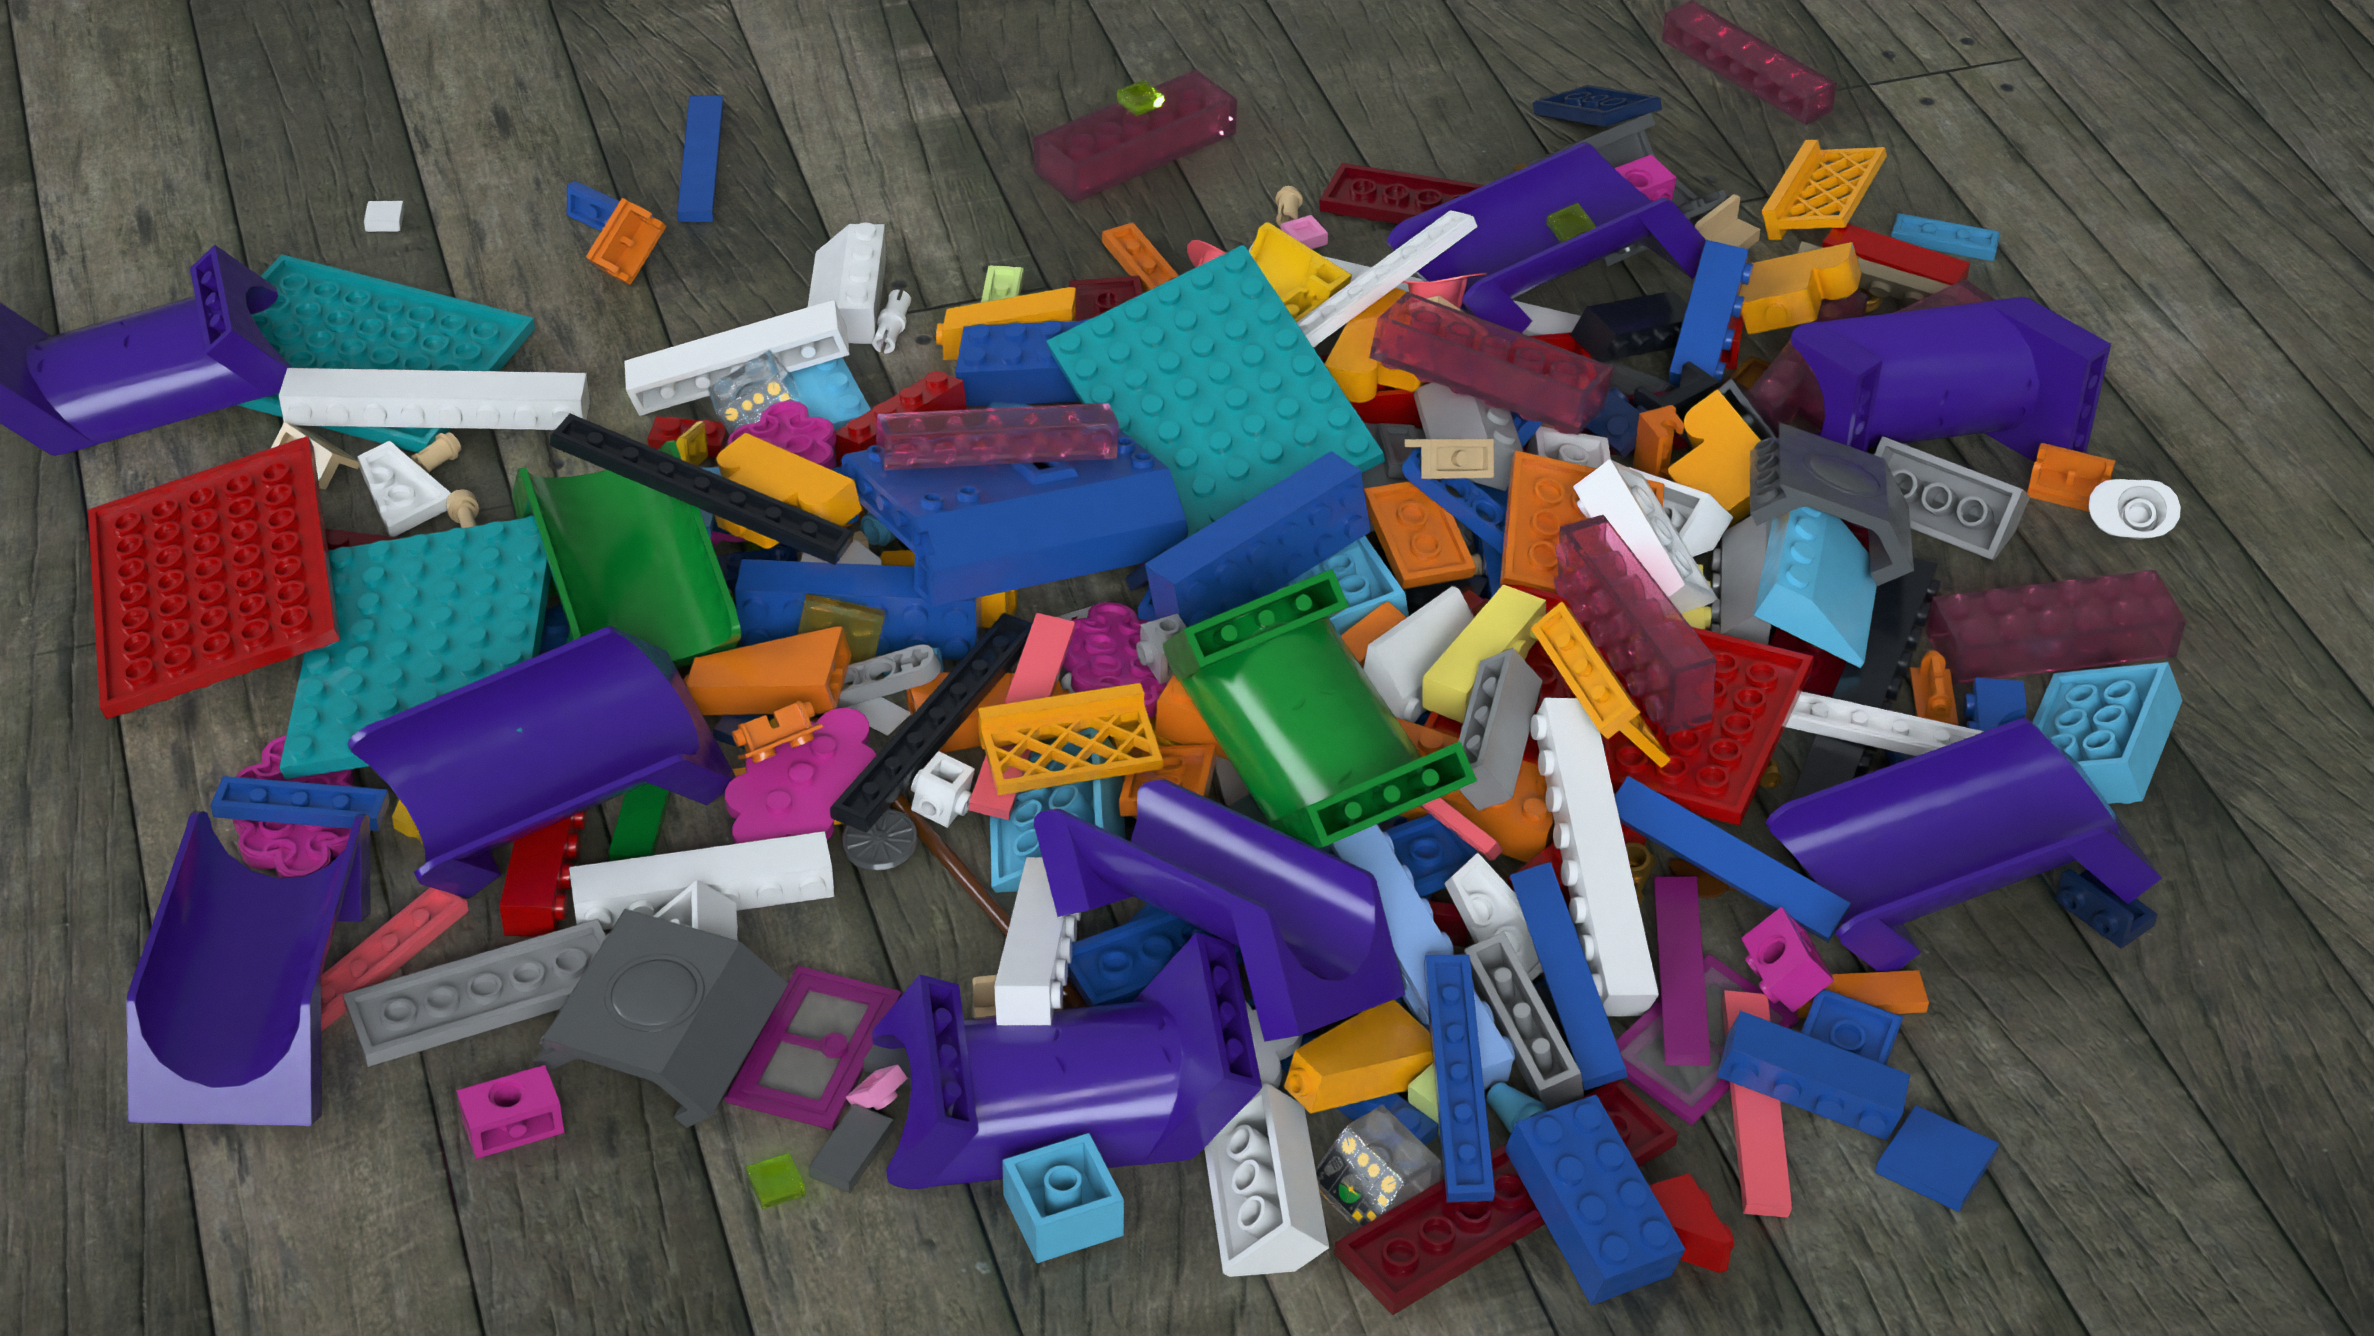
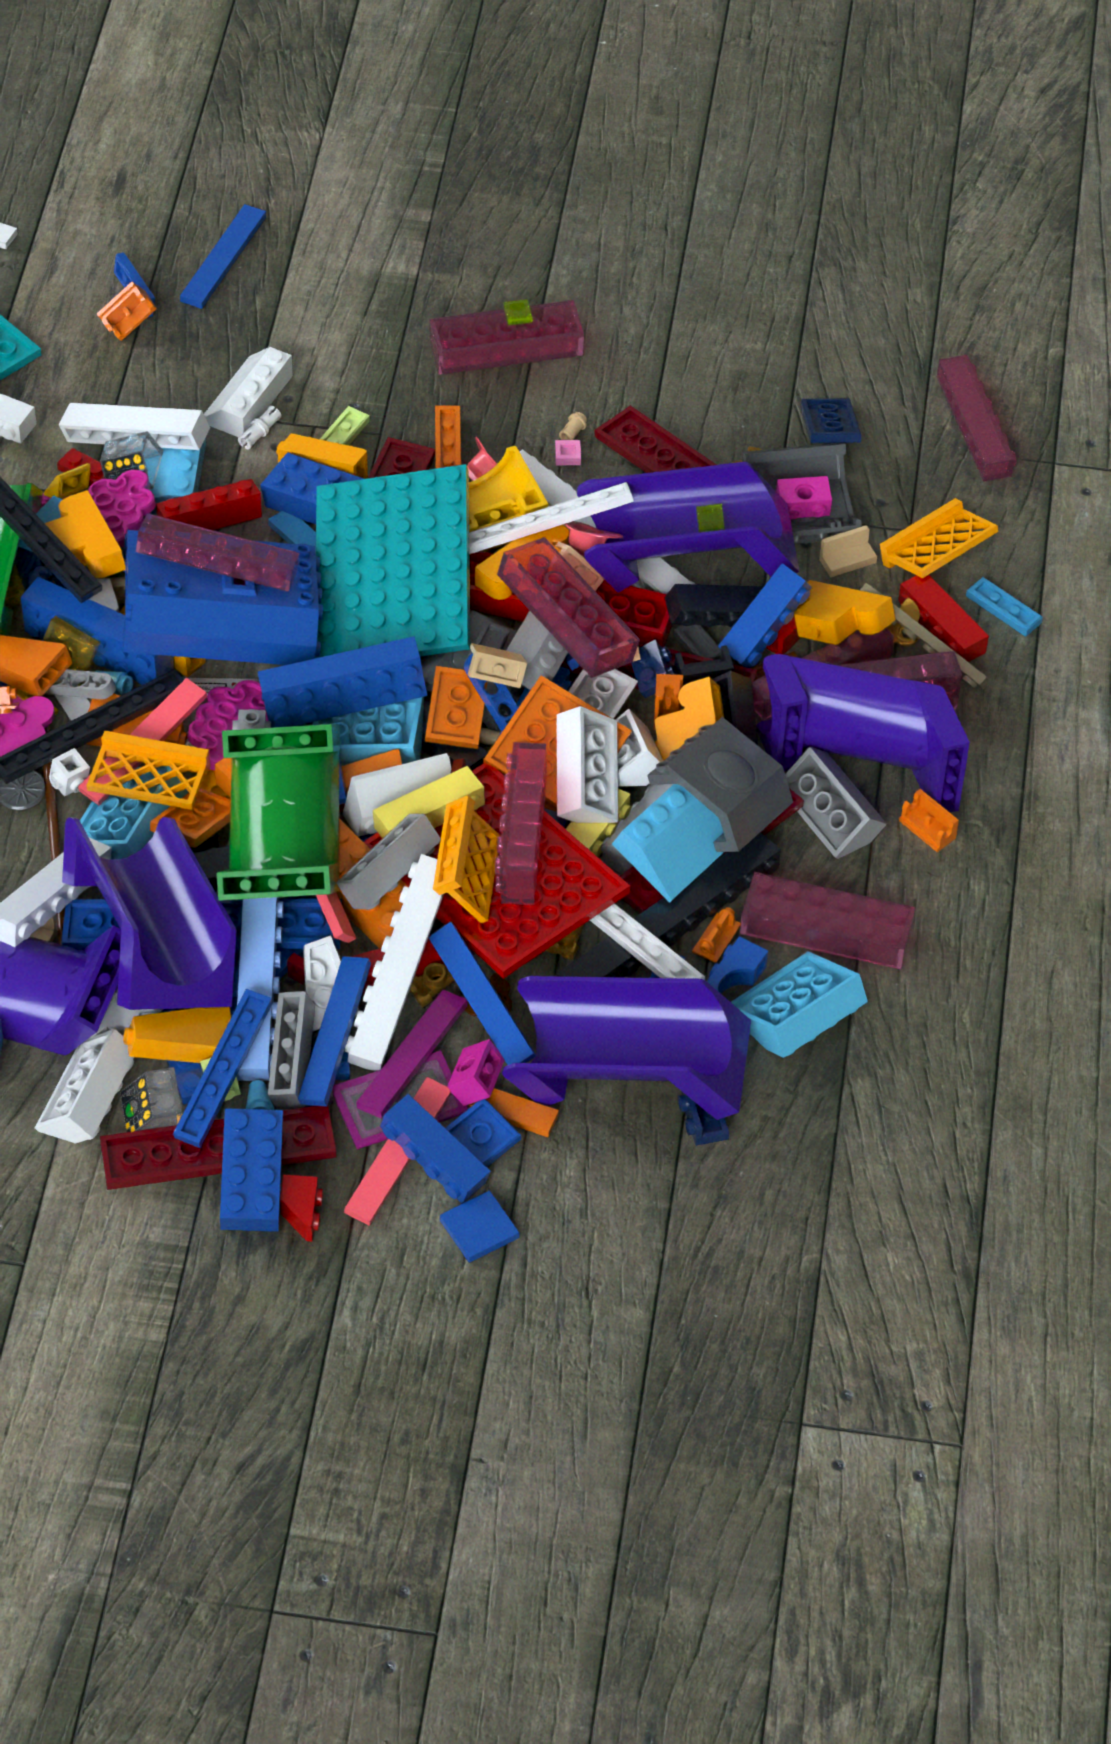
camera: 25 degrees right, 10 degrees up
(2134, 508) = (944, 858): white piece -> none

